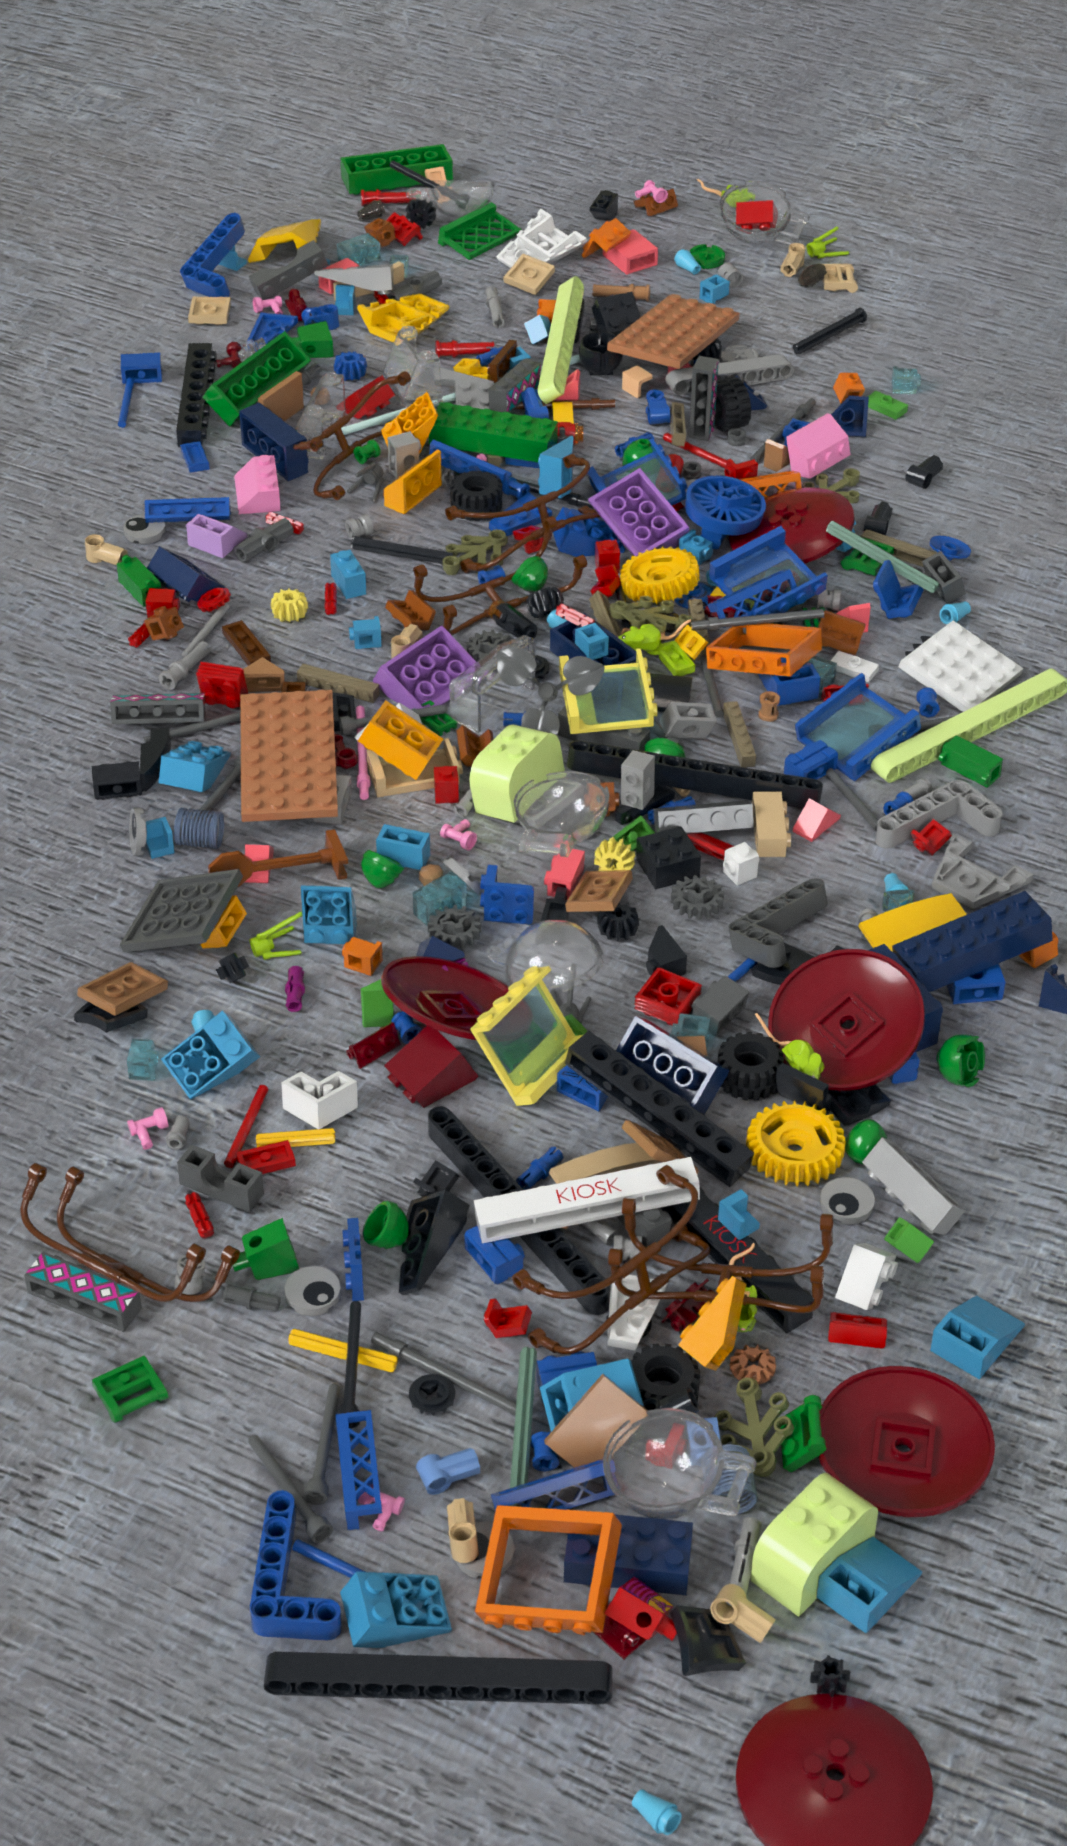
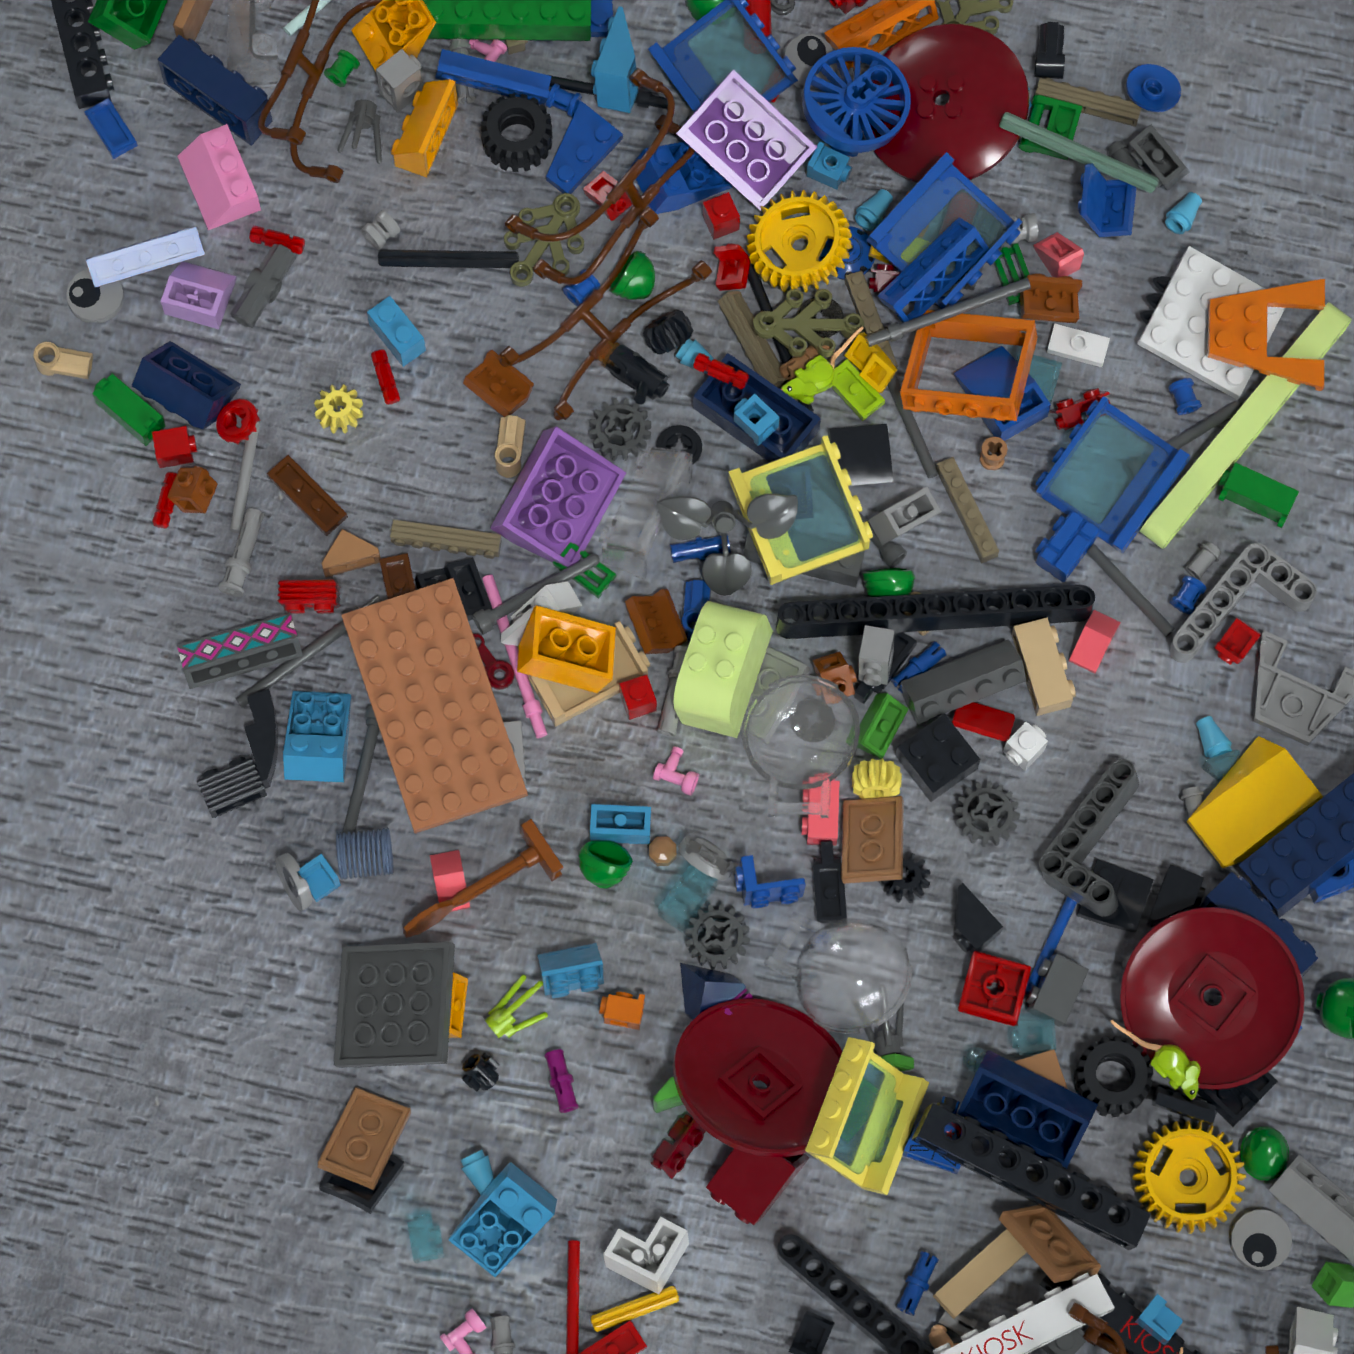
camera: 15 degrees left, 30 degrees up
(366, 633) = (454, 439): dark azure brick -> none
(982, 665) = (1240, 331): none -> orange wing

